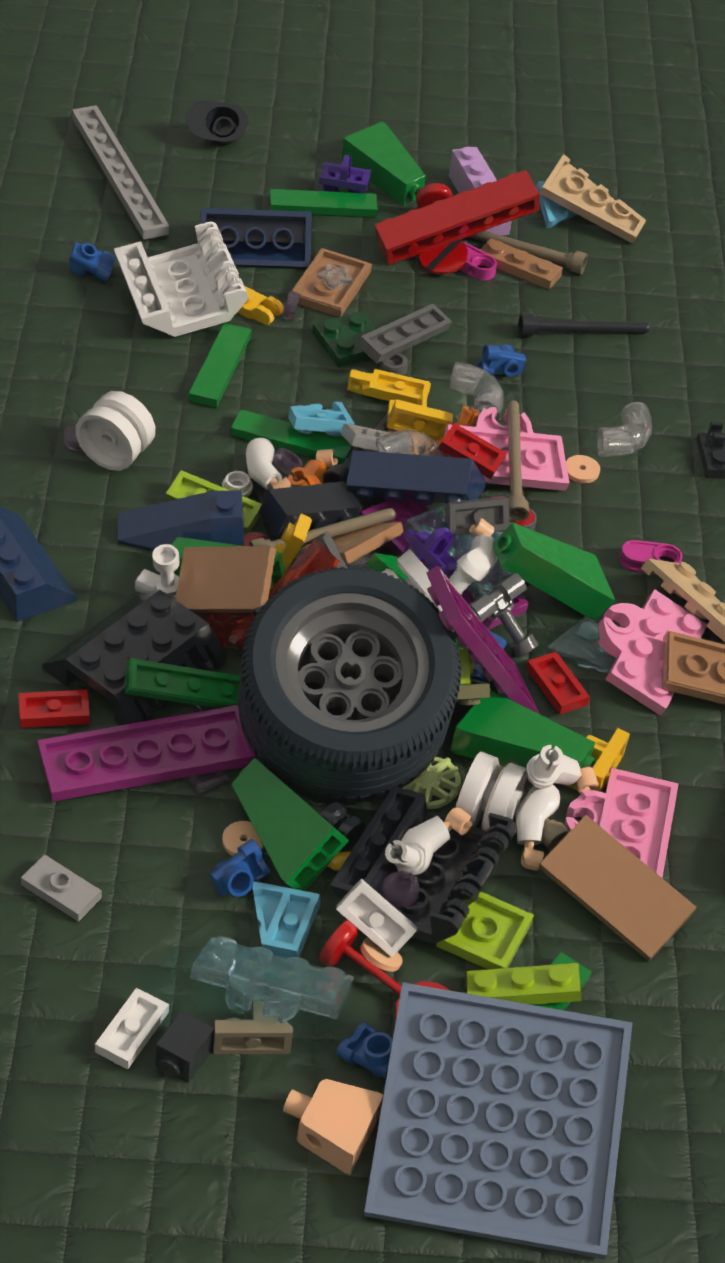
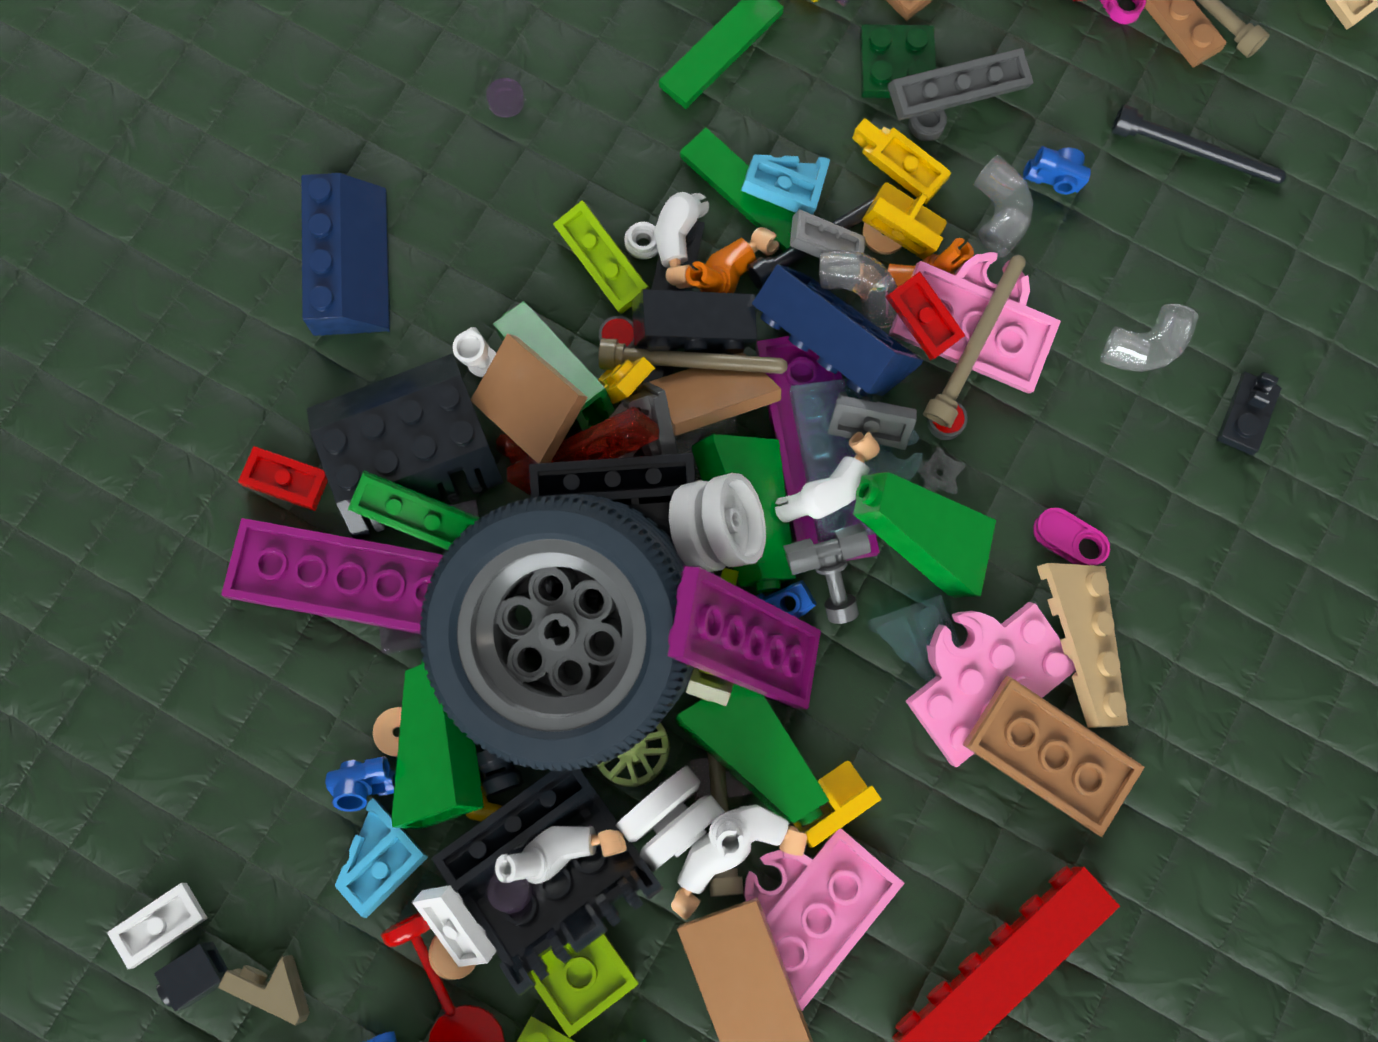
camera: 30 degrees right, 30 degrees up
(61, 887) = (180, 713): light grey plate -> none
(115, 430) = (533, 116): white wheel -> none
(204, 516) = (561, 291): dark blue wedge -> none
(277, 981) = (313, 944): clear light blue plate -> none
(286, 461) = (716, 228): tile -> none
(432, 548) = (782, 439): dark purple hips -> none
(557, 683) = (851, 677): red plate -> none
(577, 463) = (1063, 379): light nougat wheel -> none

